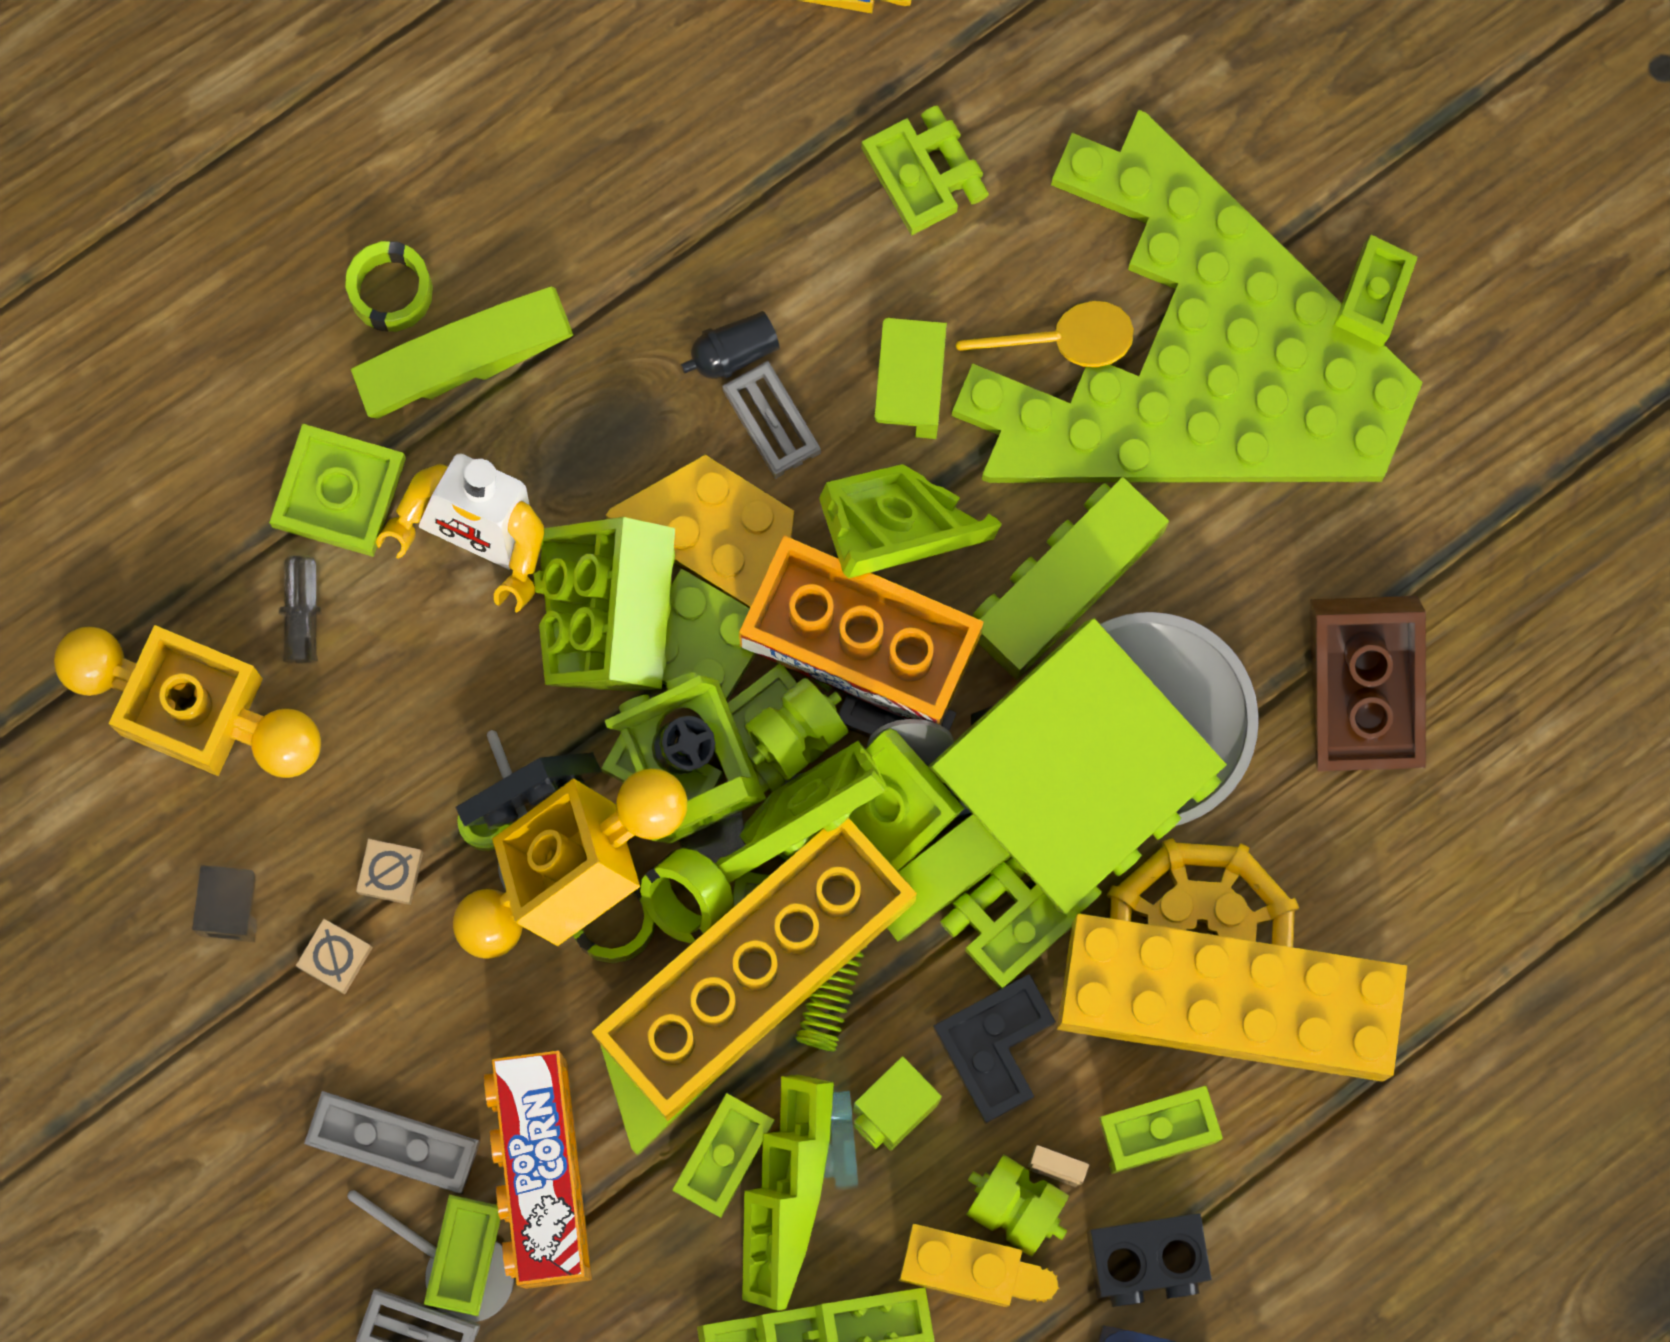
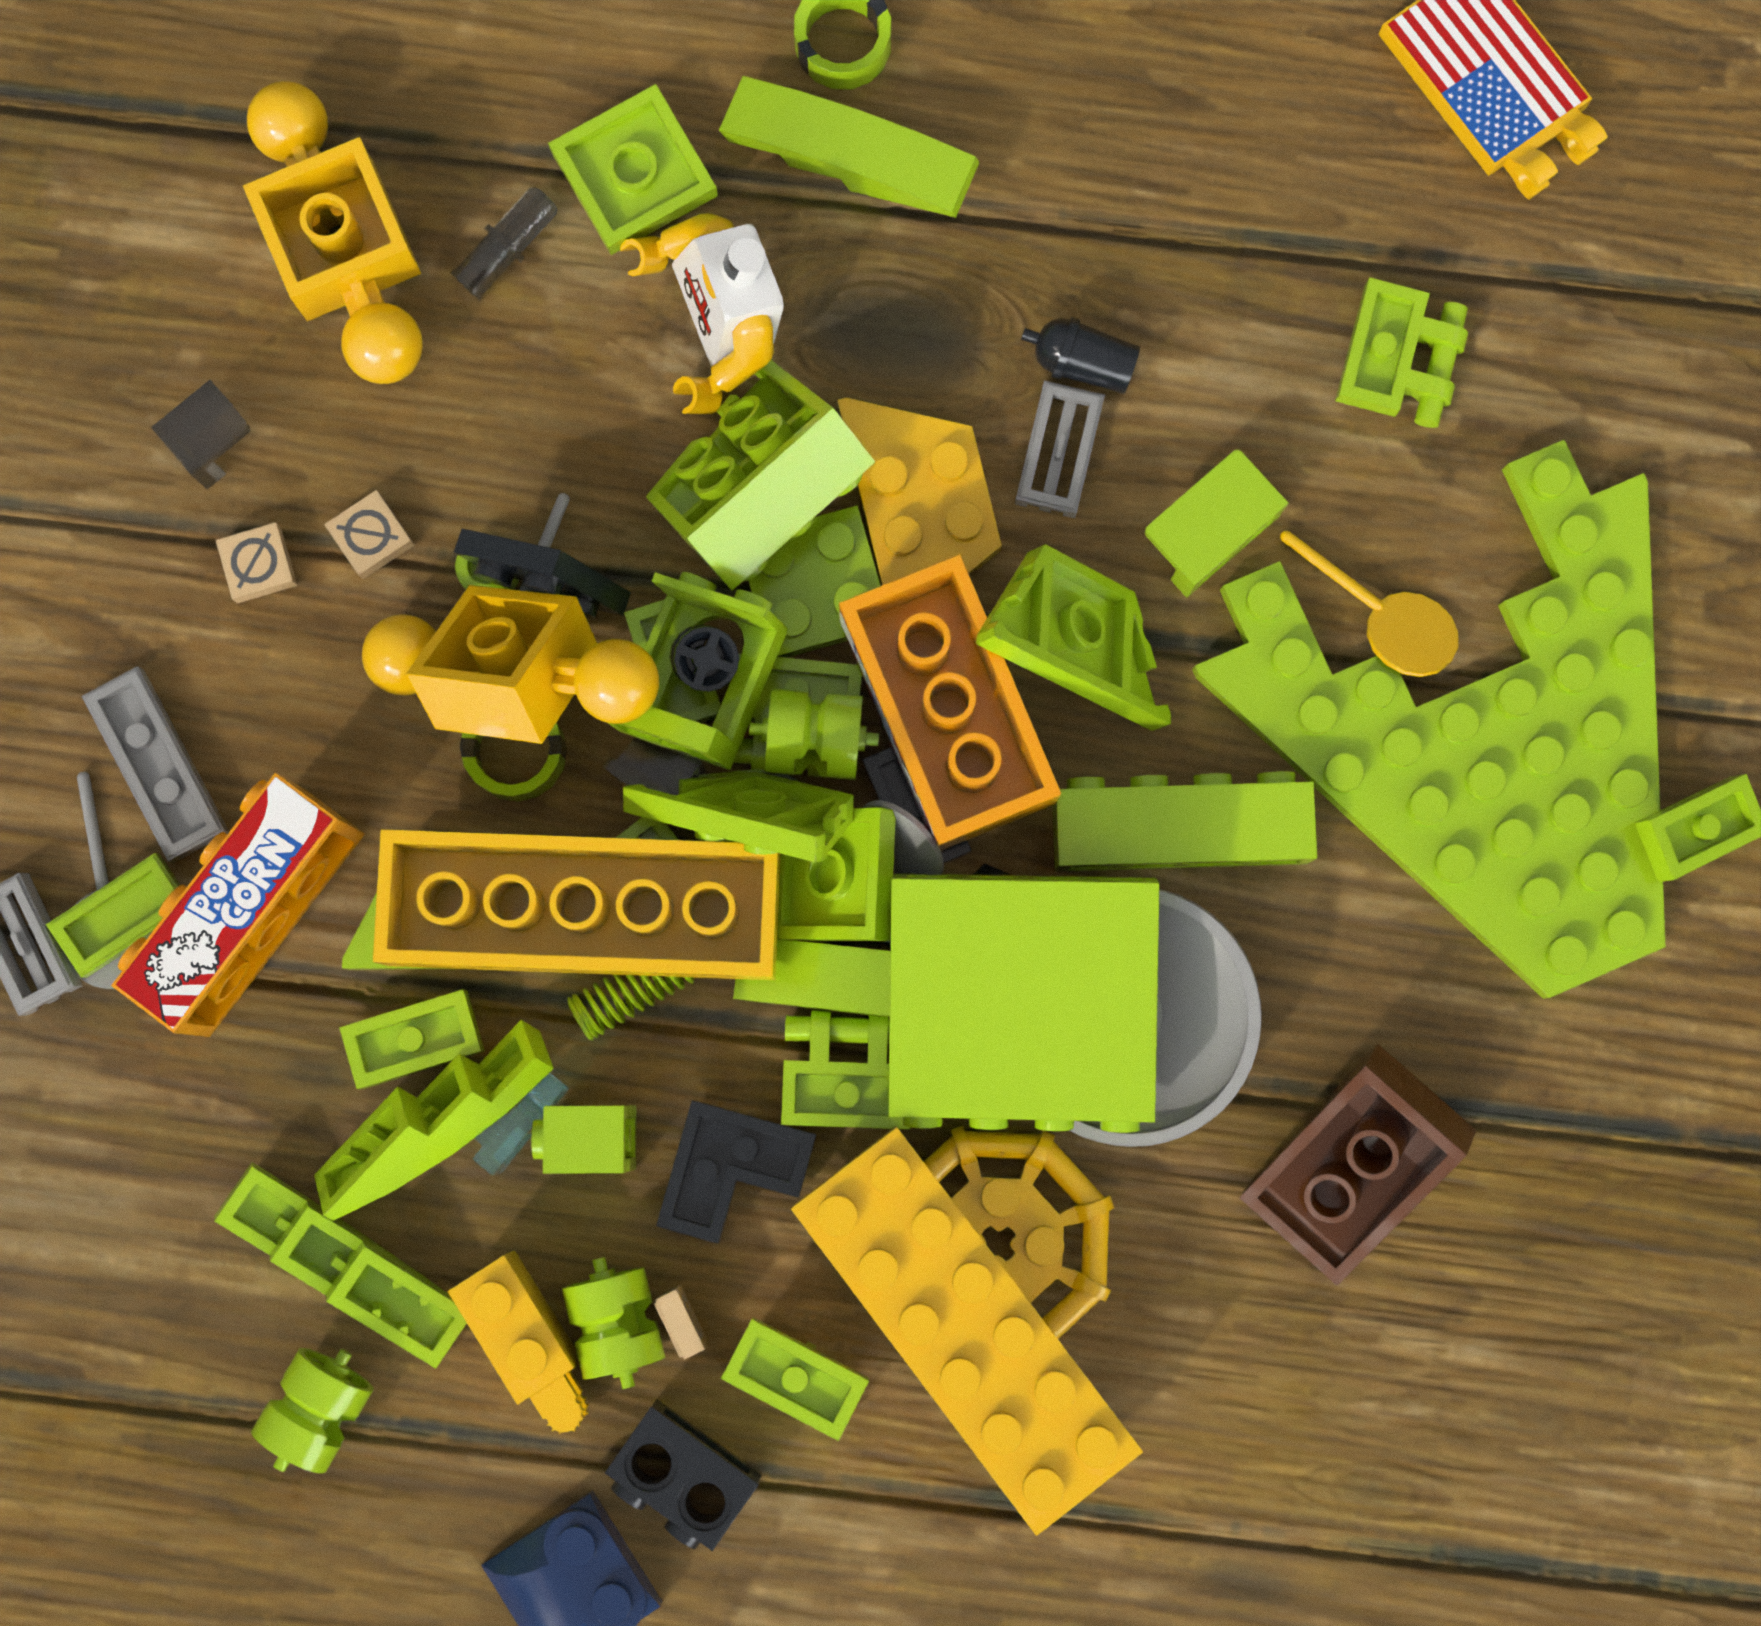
camera: 45 degrees right, 5 degrees up
(701, 878) = (584, 788): lime piece -> none

